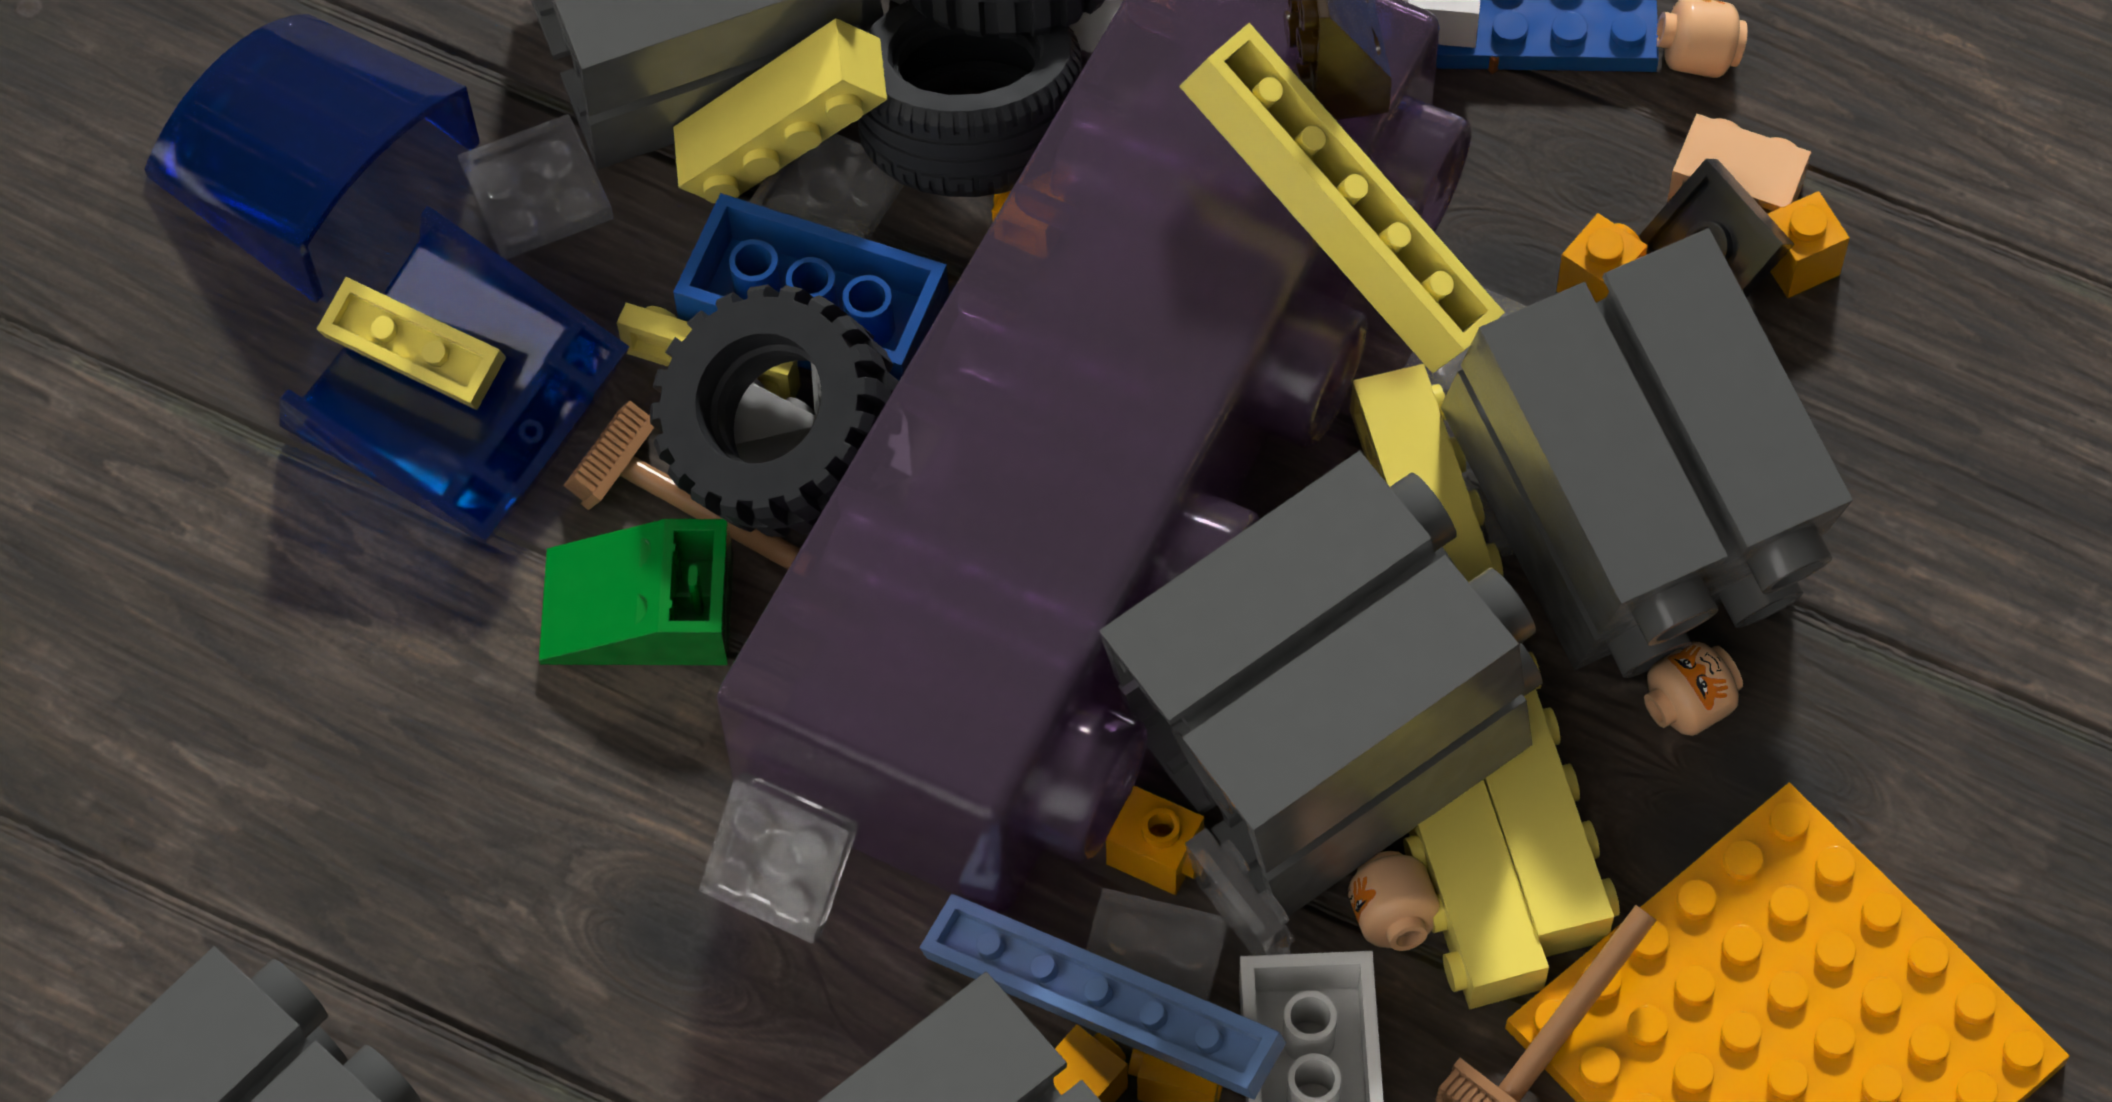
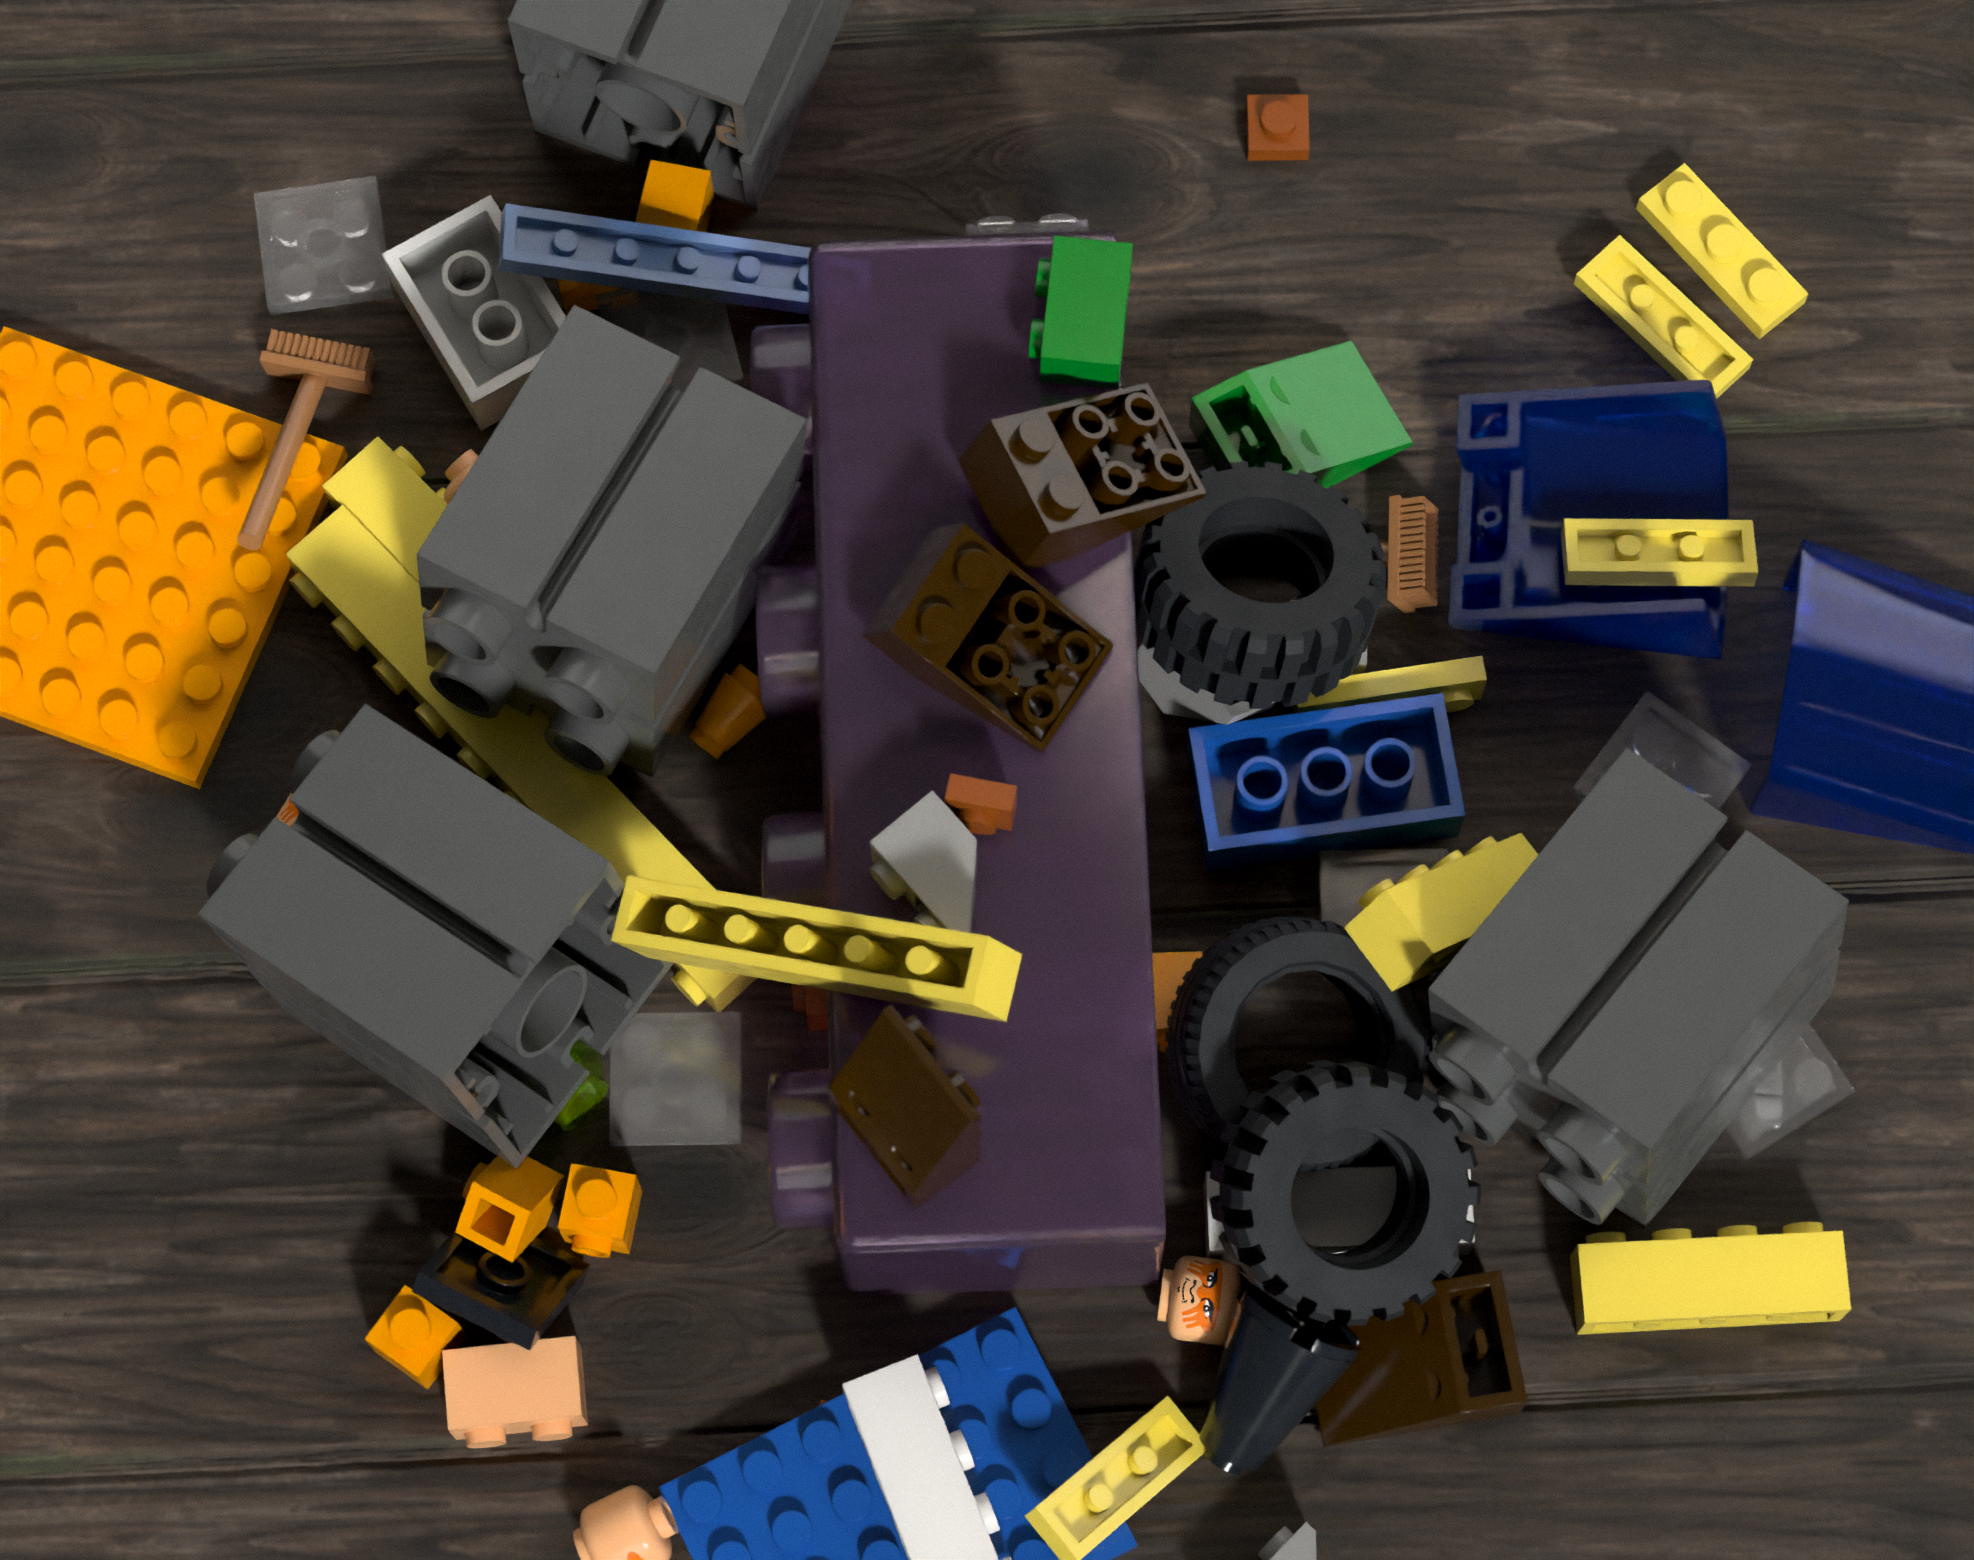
camera: 150 degrees right, 10 degrees up
(165, 584) = (1721, 251): none -> light yellow plate
(263, 541) = (1661, 317): none -> light yellow plate
(470, 891) = (1277, 127): none -> dark orange plate
(797, 604) = (1084, 312): none -> green brick
(890, 471) = (1078, 474): none -> dark brown slope
(1054, 383) = (988, 636): none -> dark brown slope
(1136, 250) = (981, 803): none -> dark orange plate
(1204, 221) = (930, 863): none -> light grey slope

